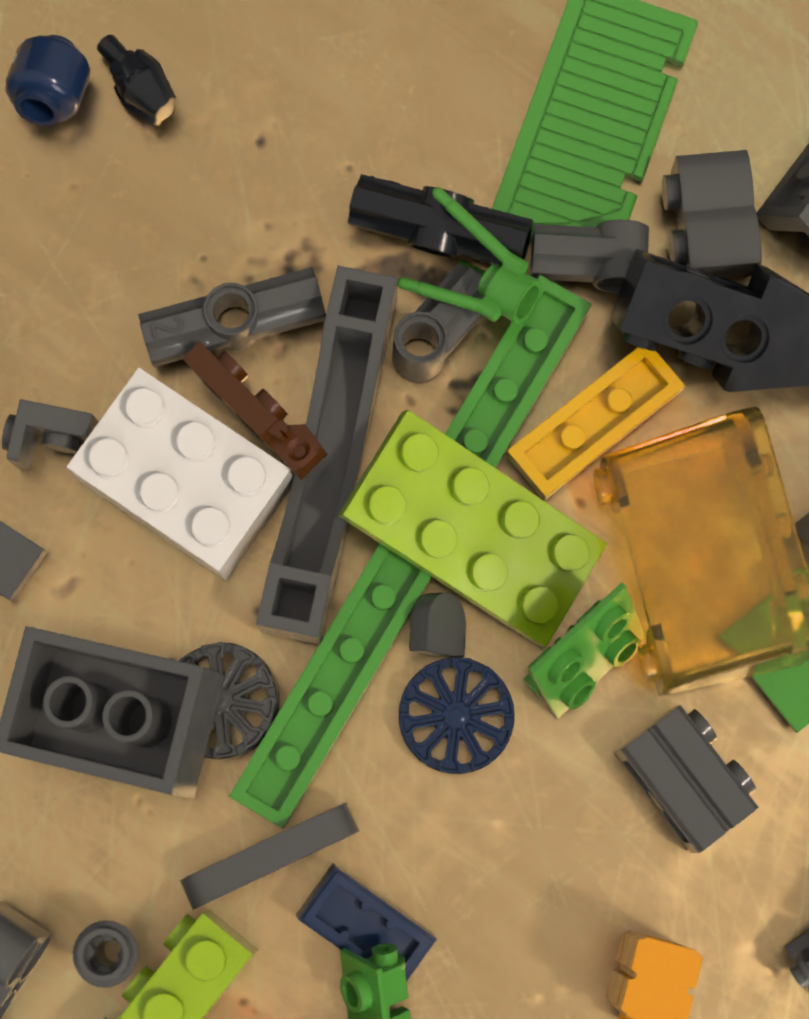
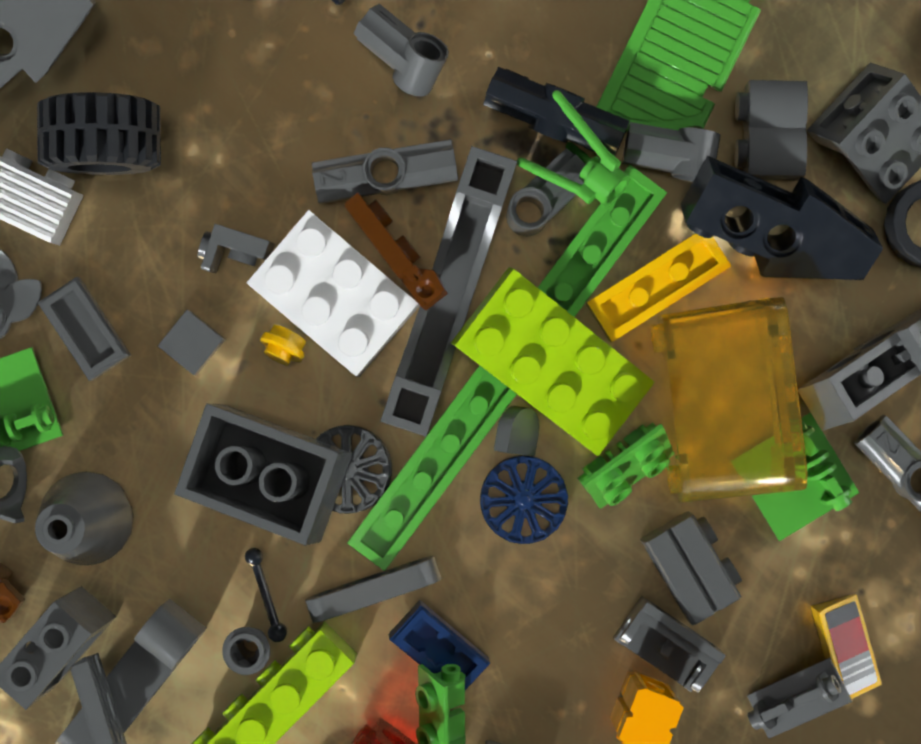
camera: 10 degrees right, 10 degrees up
(122, 548) = (283, 345): none -> yellow plate
(148, 929) = (277, 630): none -> black hinge
(252, 172) = (412, 55): none -> dark grey piece
(672, 888) = (669, 645): none -> dark grey hinge

